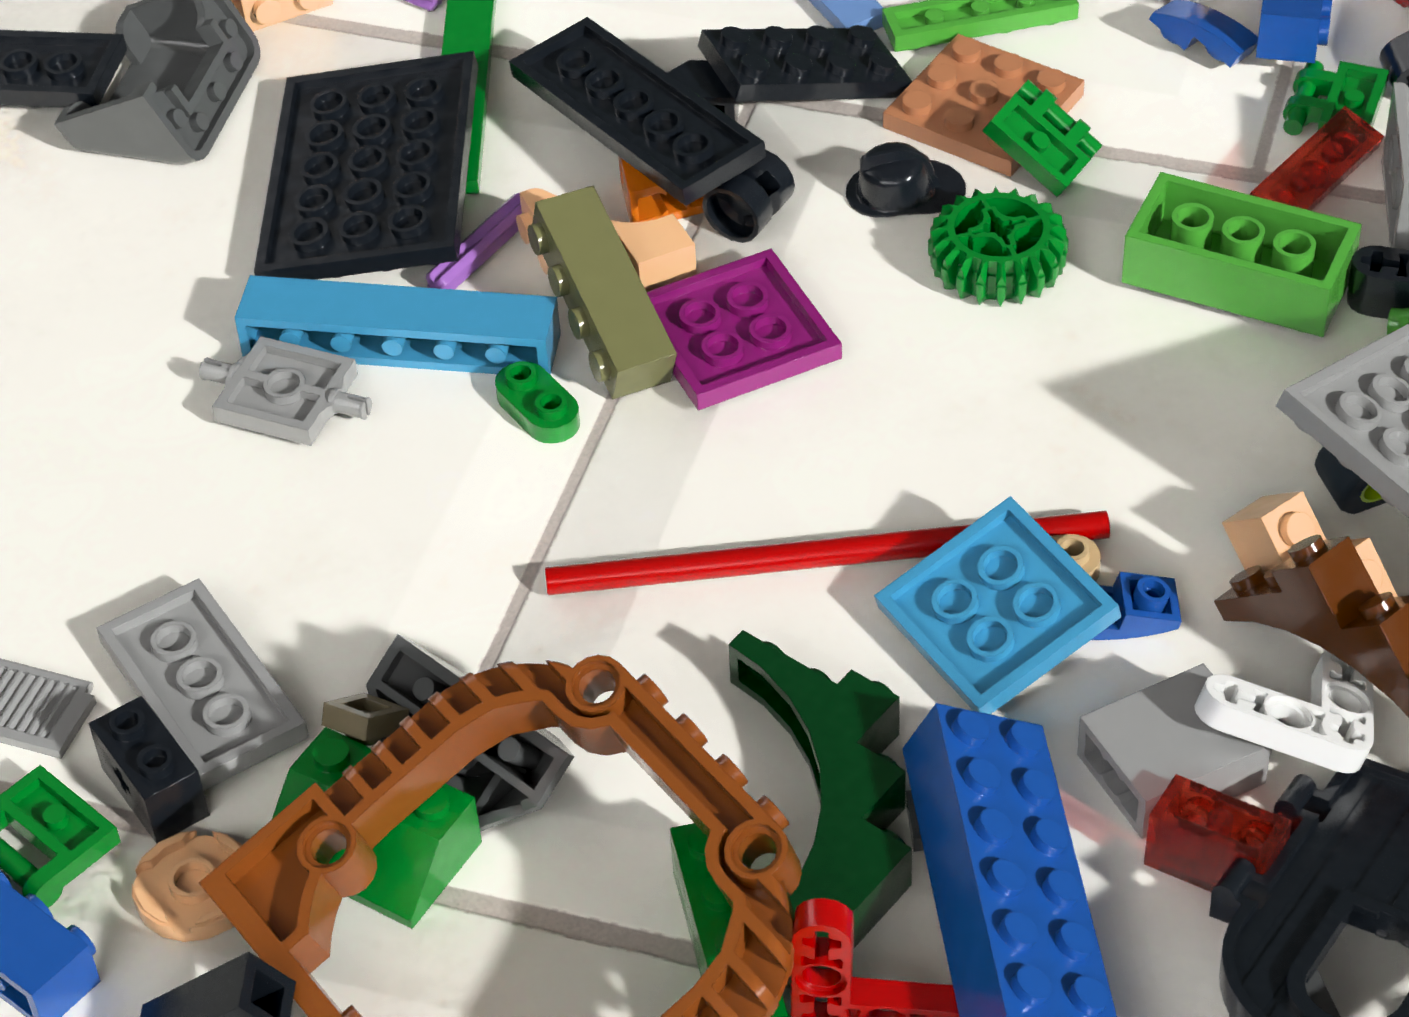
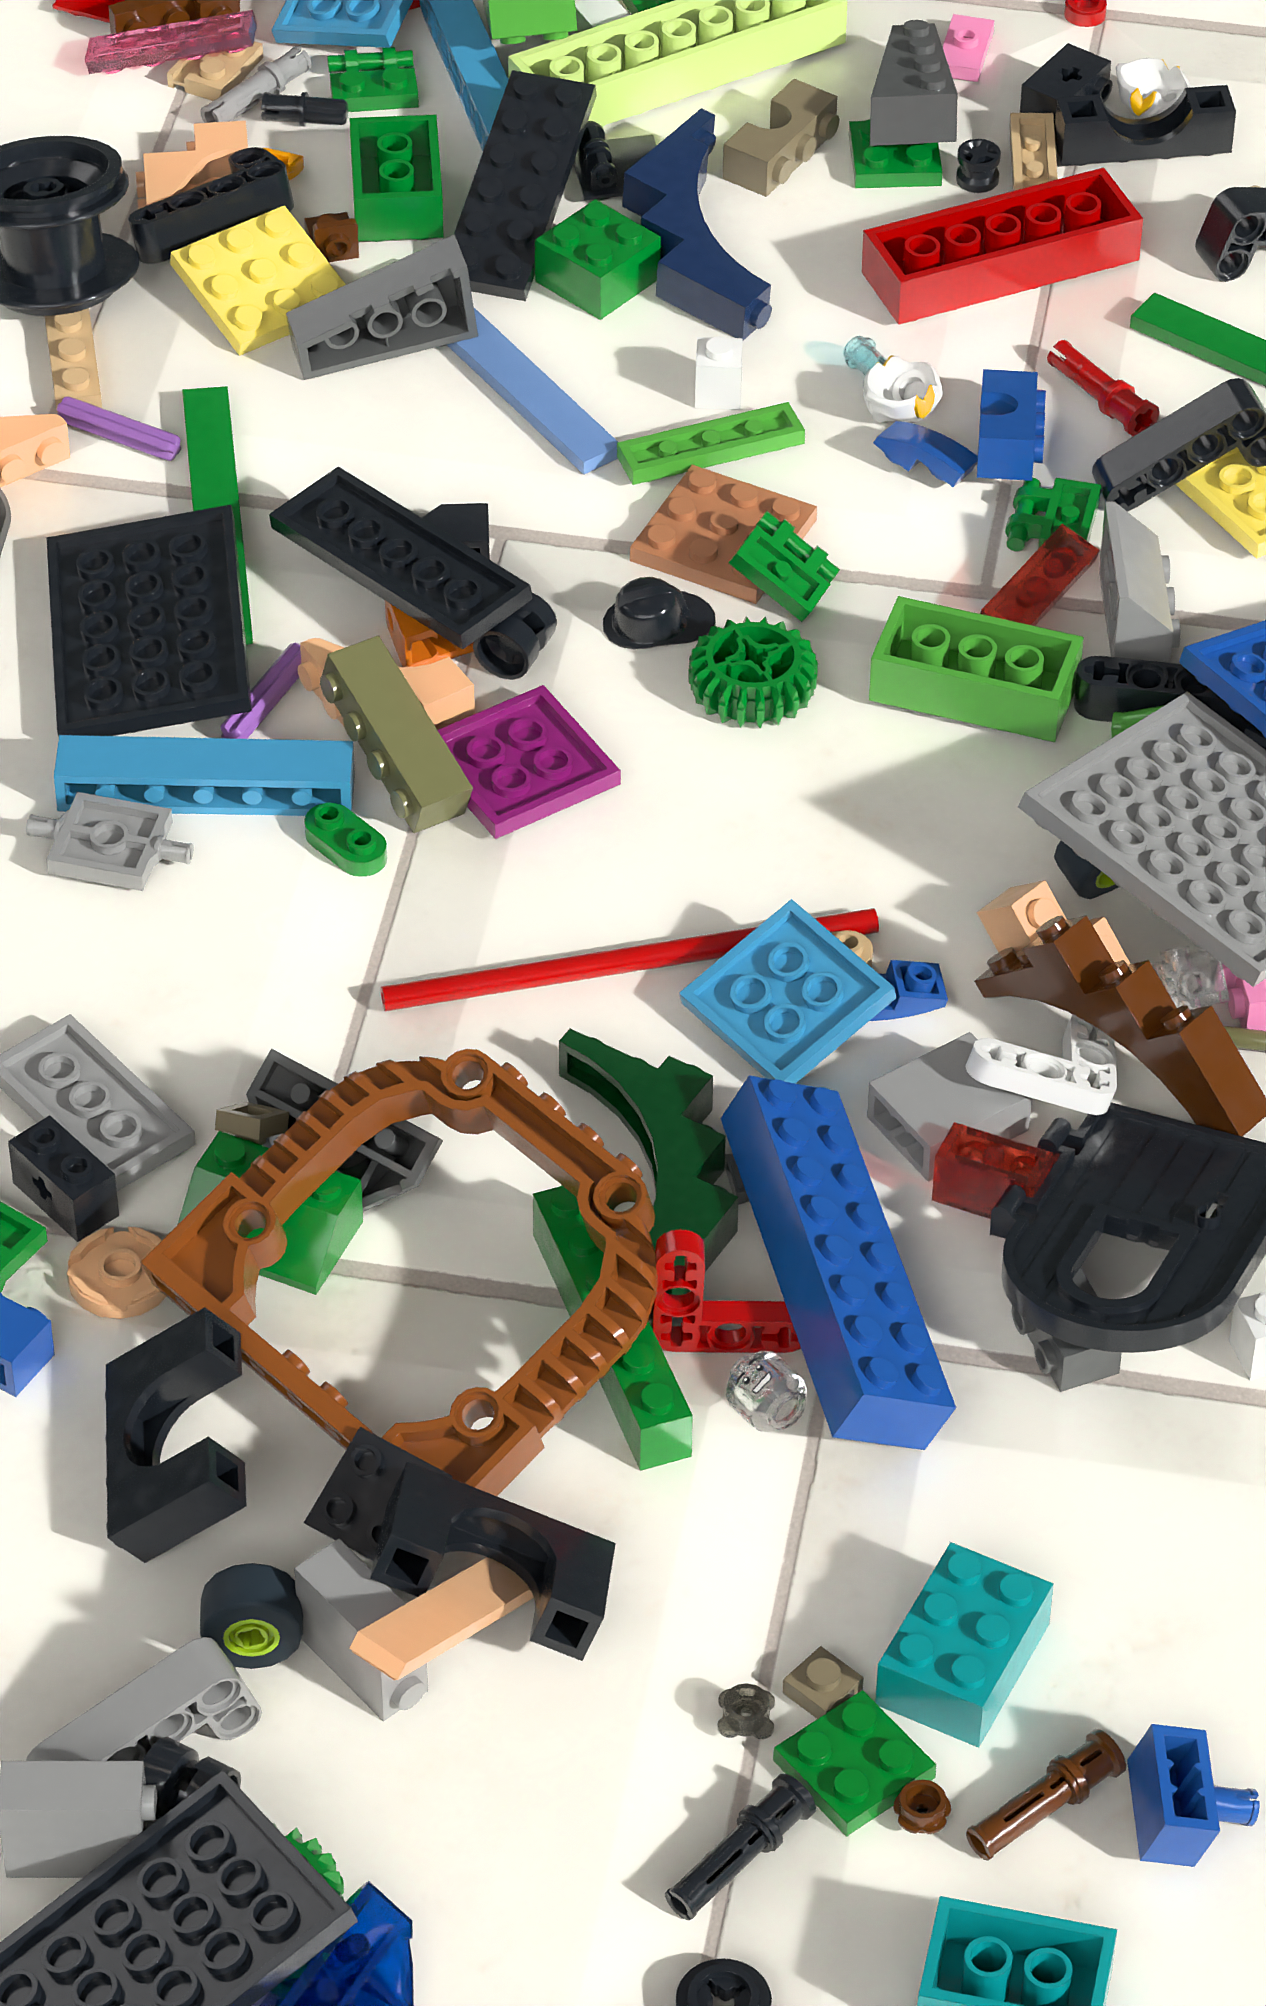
camera: 10 degrees left, 0 degrees up
(803, 63) = (550, 502): black plate -> none

